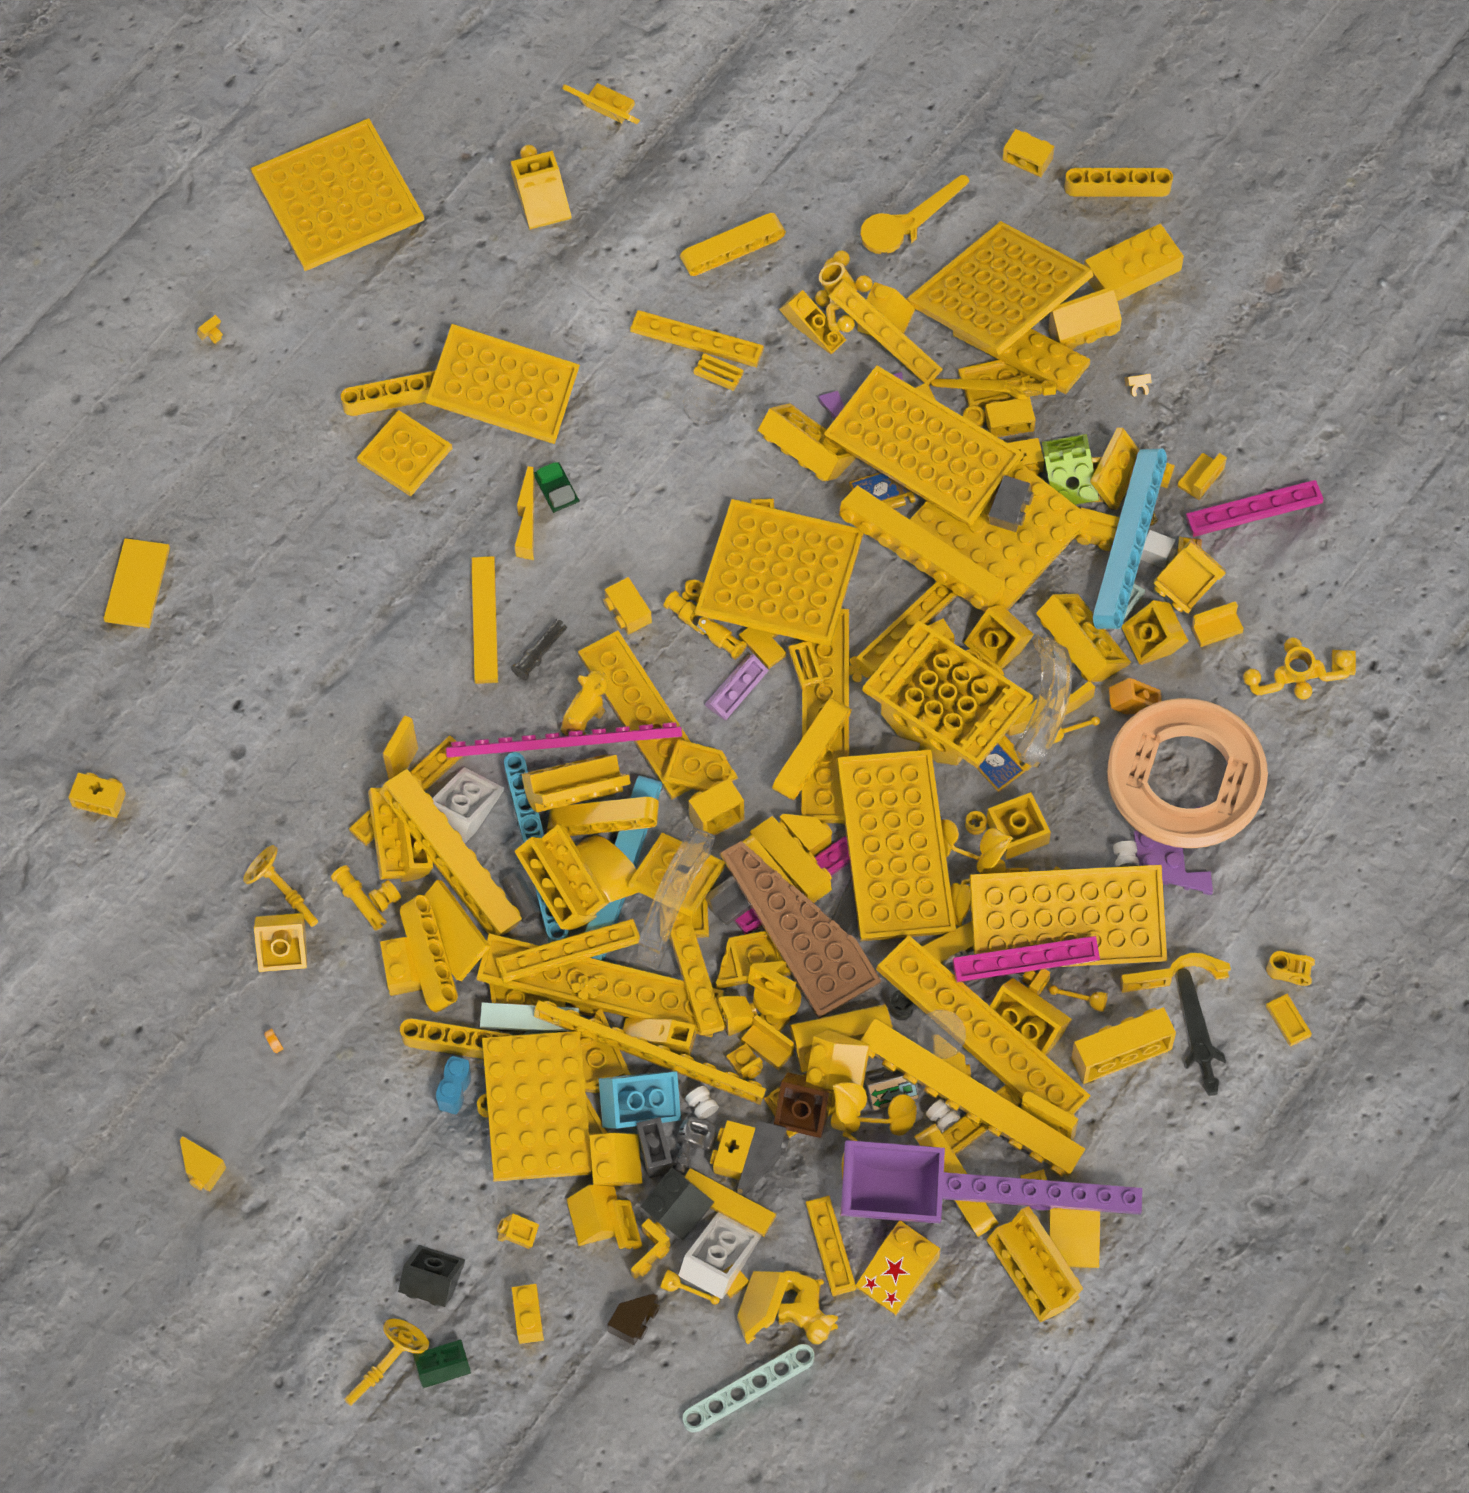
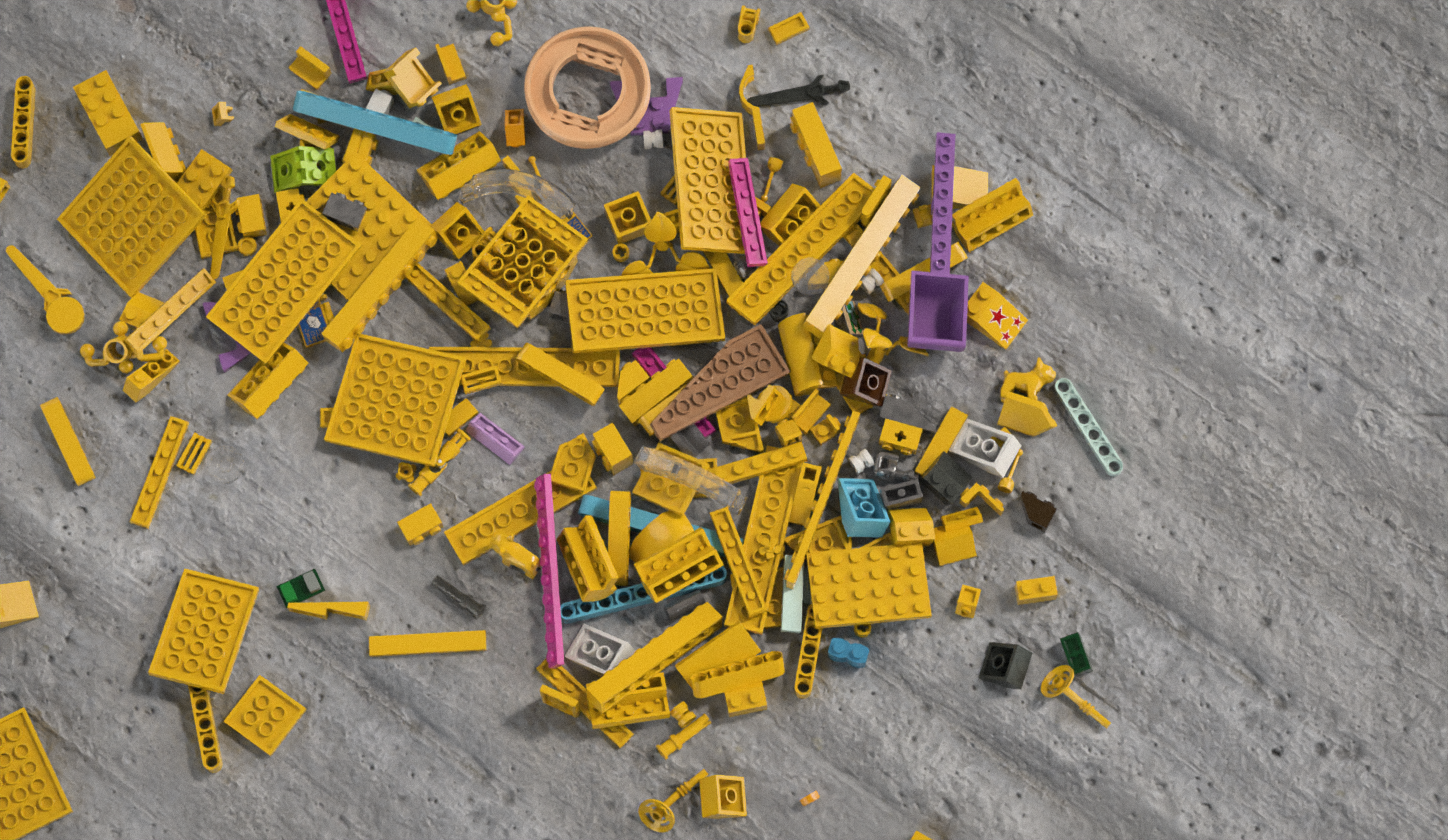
camera: 90 degrees left, 10 degrees up
(830, 1245) = (974, 367): yellow tile -> none

